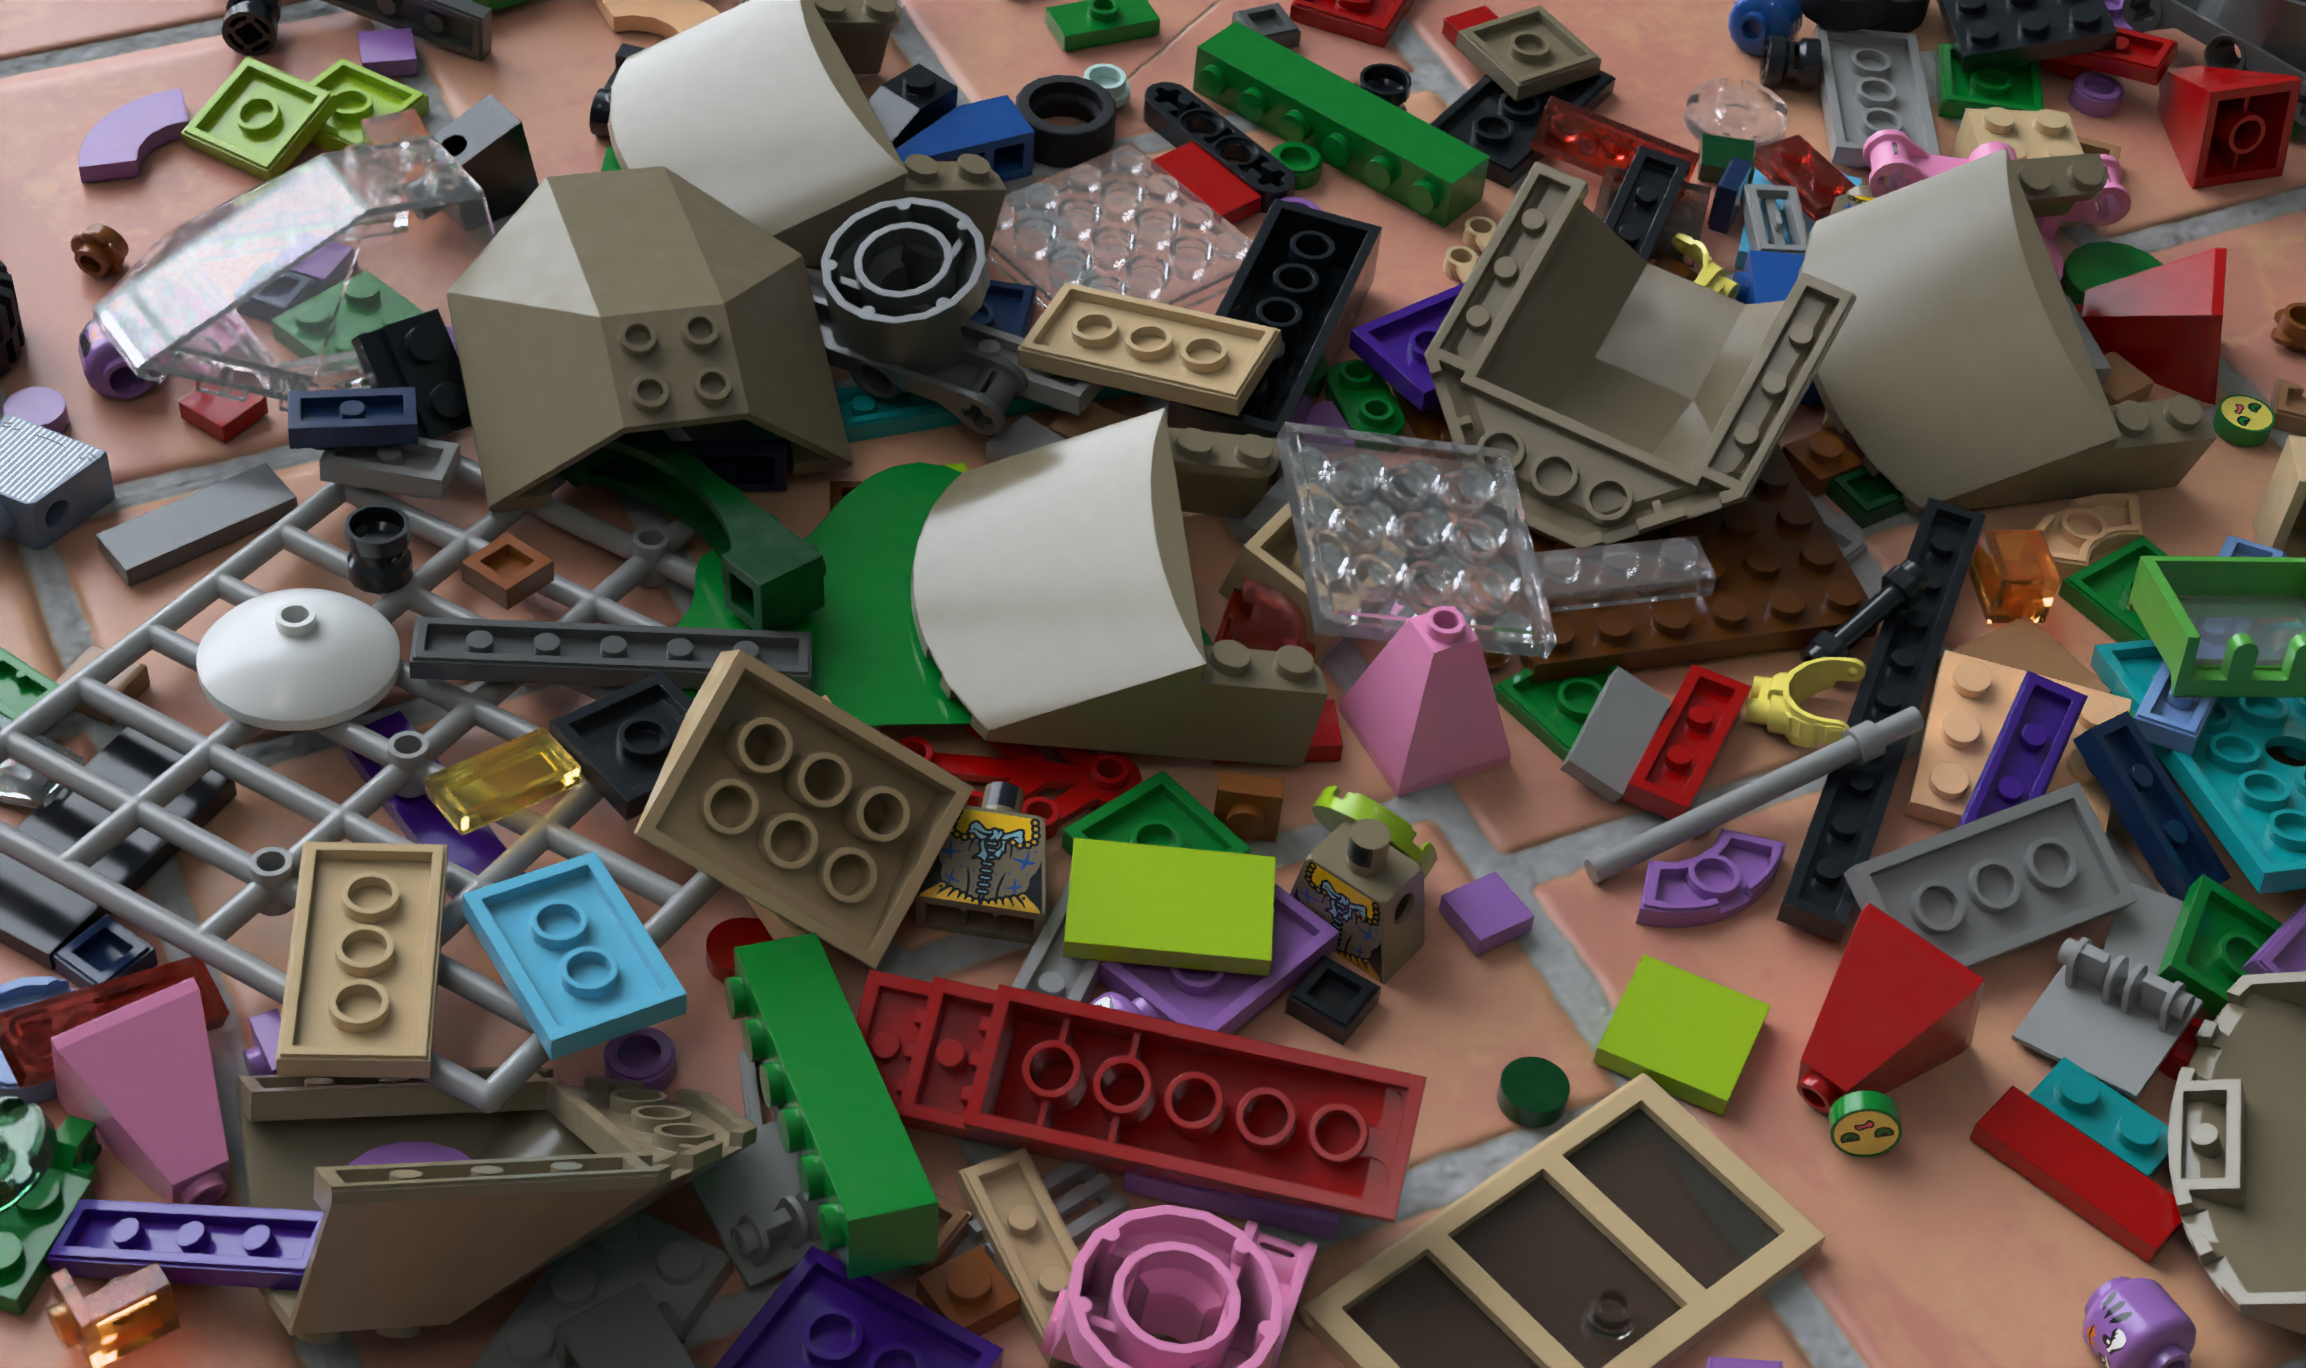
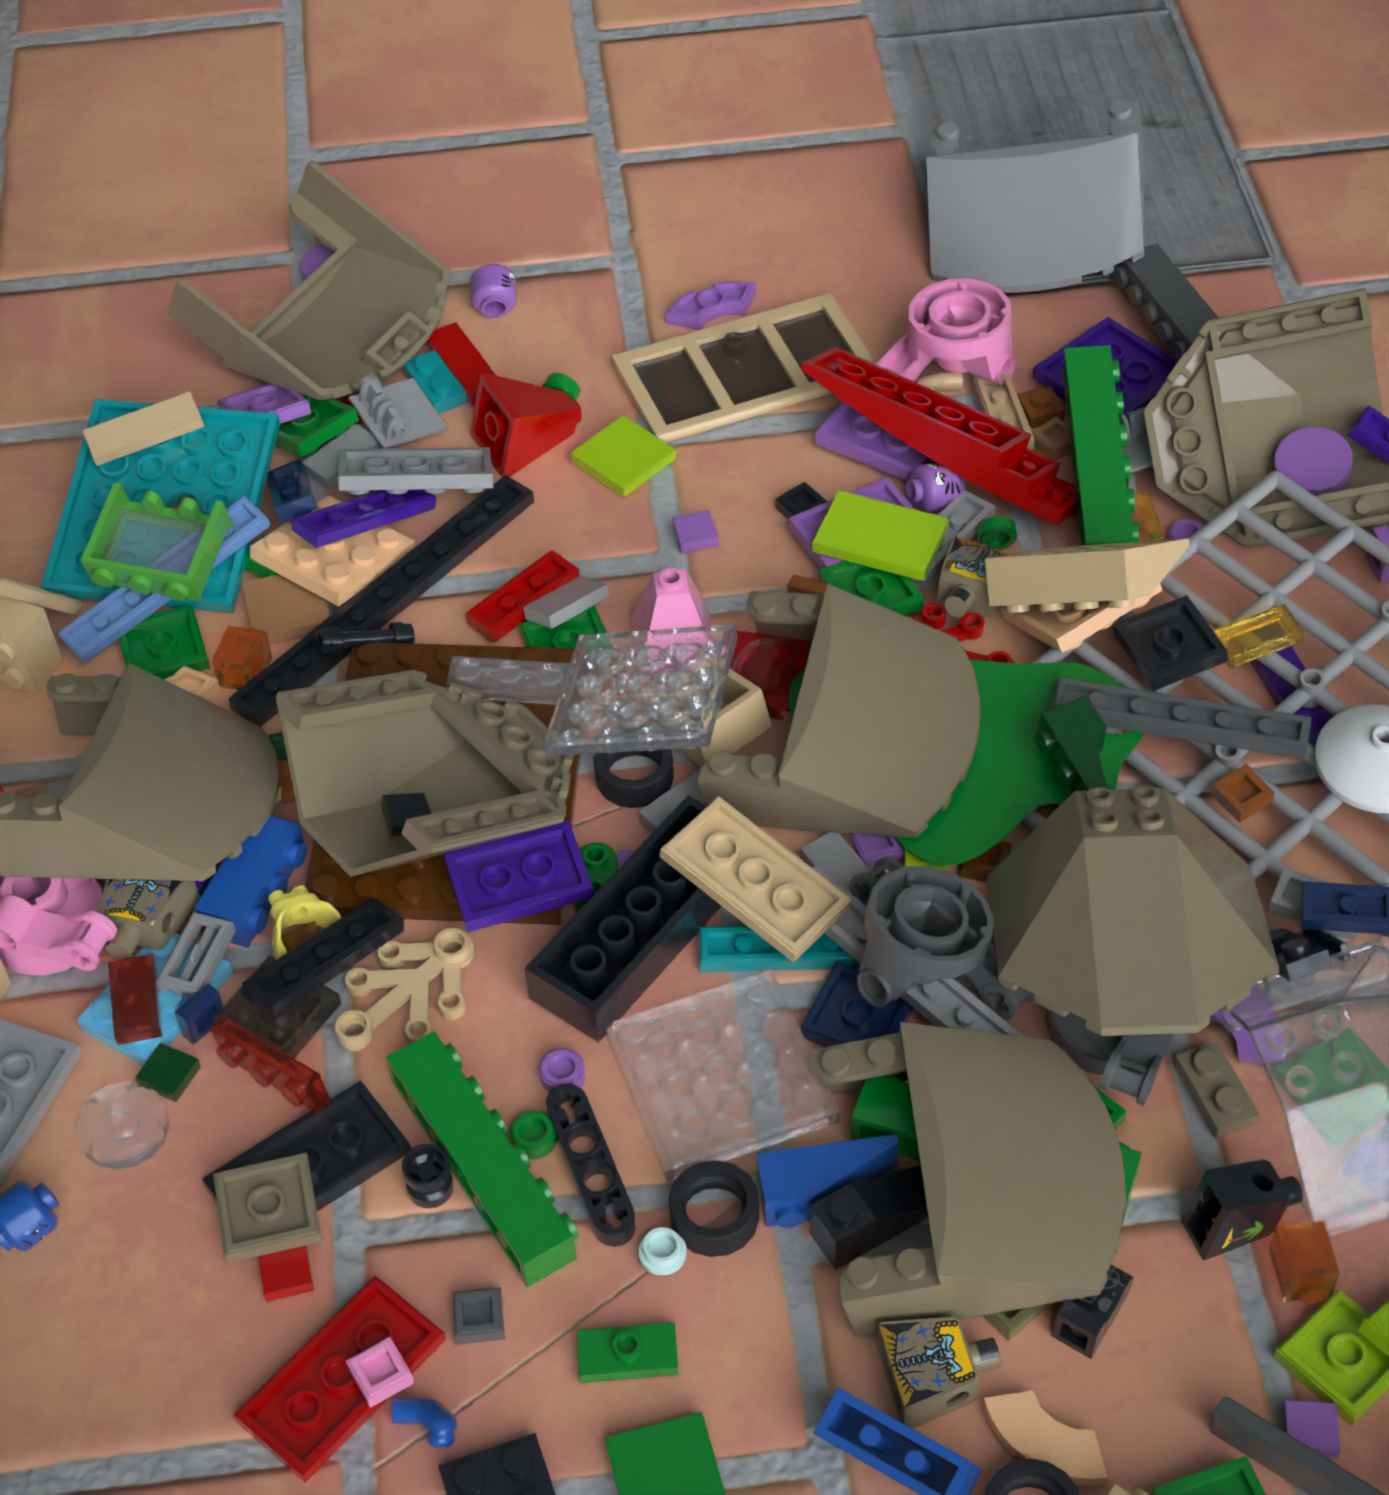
camera: 155 degrees left, 5 degrees up
(363, 961) = (1340, 541): tan tile -> none
(381, 558) = (1329, 817): black wheel -> none
(574, 955) = (1227, 519): medium azure plate -> none
(713, 1050) = (1150, 516): none -> clear yellow tile
(981, 968) = (997, 532): none -> green tile
(1211, 182) = (620, 1121): red tile -> none
(1353, 807) = (749, 548): lime tile -> none
(1366, 895) = (773, 525): dark tan torso -> none
(1533, 1092) = (718, 443): dark green tile -> none
(1632, 365) = (400, 807): none -> black tile
(1712, 884) = (547, 530): medium lavender tile -> none
(1777, 700) = (445, 618): light yellow helmet -> none
(1790, 62) = (38, 1159): black wheel -> none
(1858, 745) = (430, 551): light grey bar -> none

